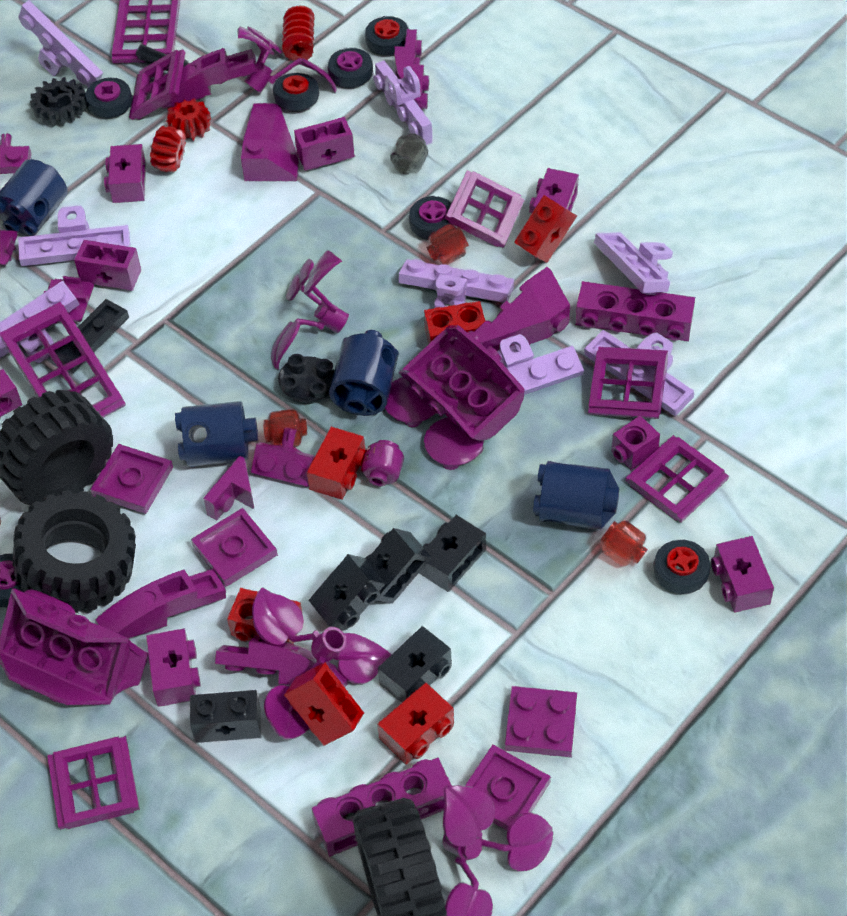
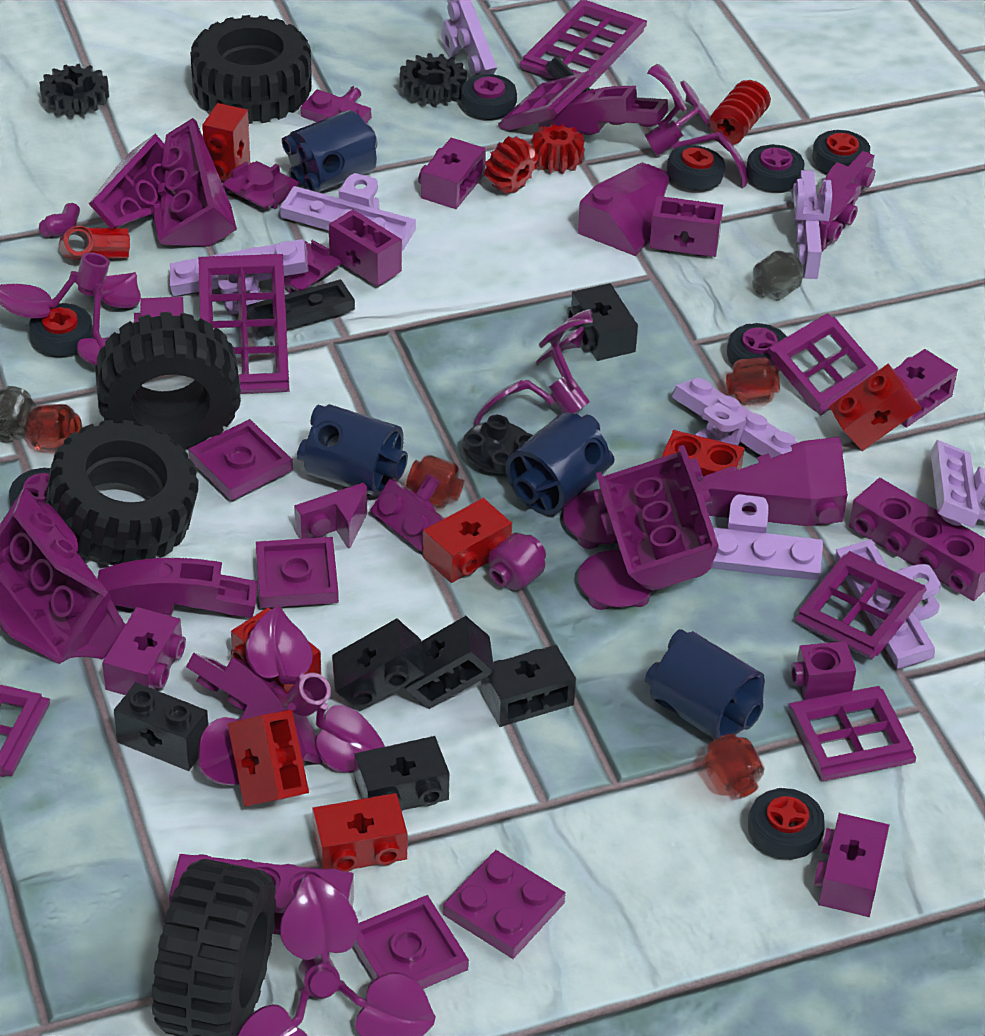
camera: 25 degrees right, 10 degrees down
(310, 240) = (613, 326): none -> black brick

